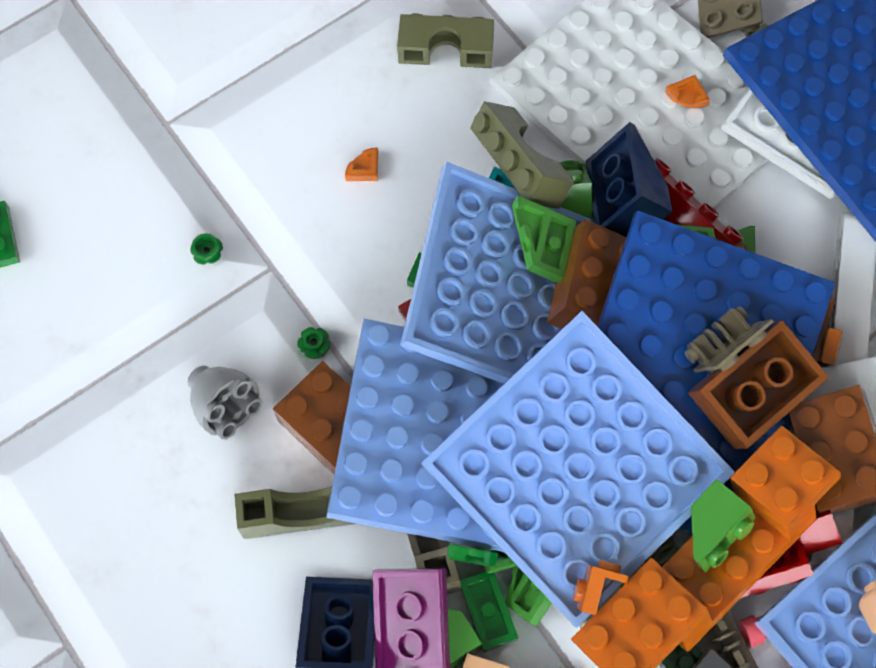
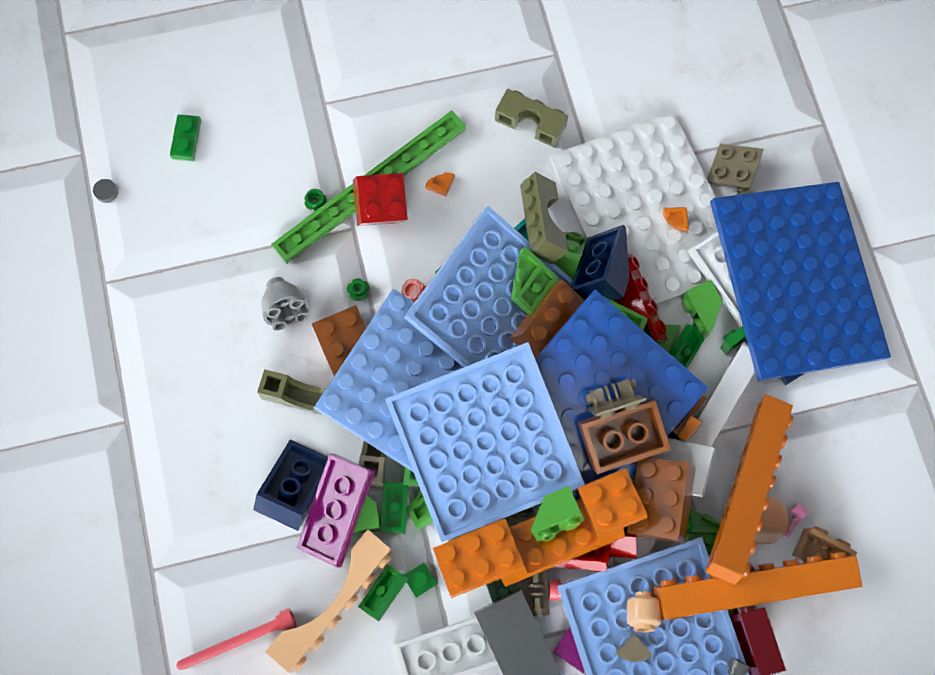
camera: 15 degrees right, 5 degrees up
(269, 208) = (343, 204): none -> bright green plate
(295, 213) = (380, 199): none -> red brick
(389, 311) = (412, 289): none -> clear red tile
(472, 555) = (395, 468): green tile -> none
(589, 590) = (457, 522): orange bracket -> none
(772, 190) = (703, 306): none -> bright green slope
(775, 240) = (687, 345): none -> green plate
(828, 216) = (732, 340): none -> green plate

